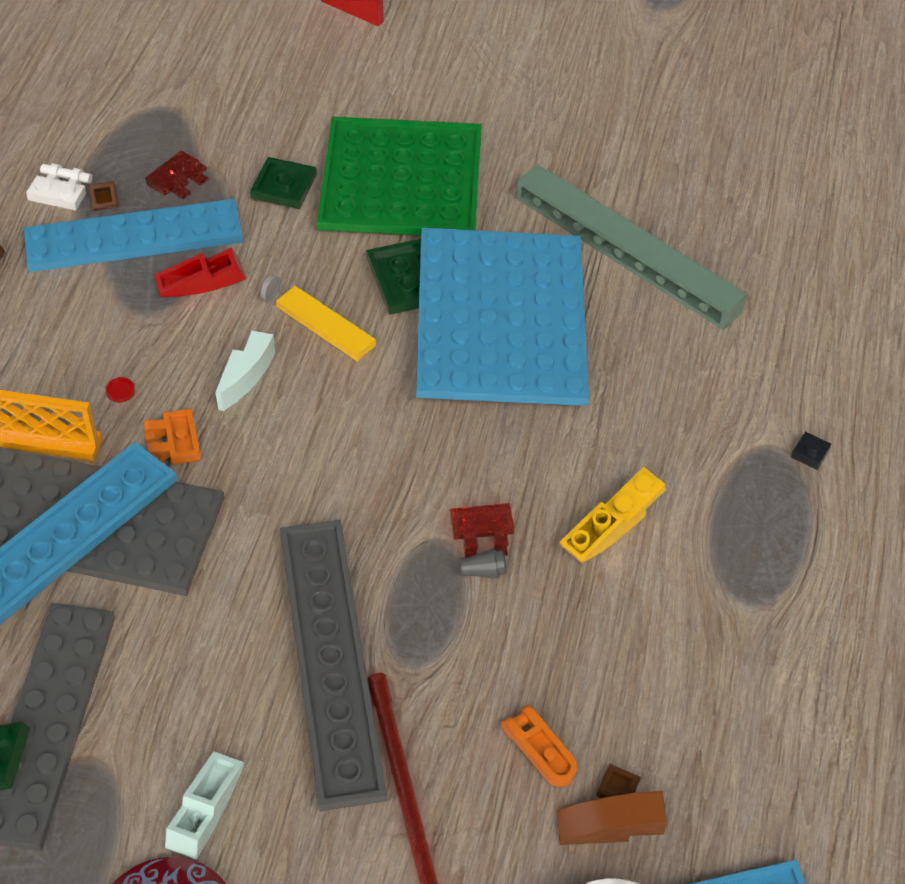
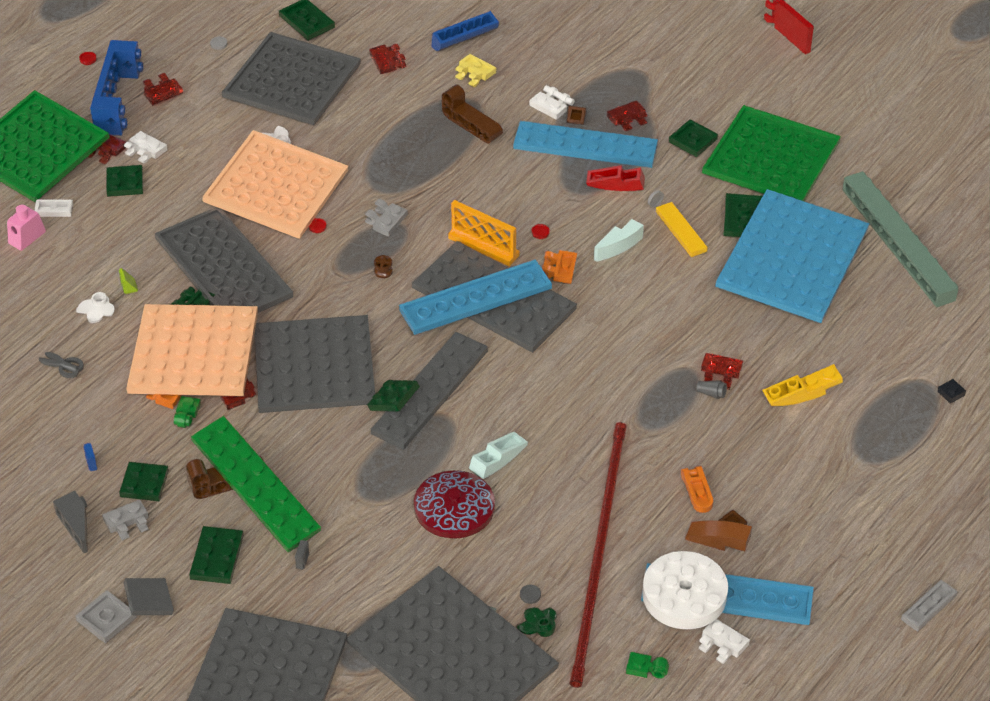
camera: 25 degrees right, 5 degrees down
(332, 667) = (598, 409): dark grey plate -> none

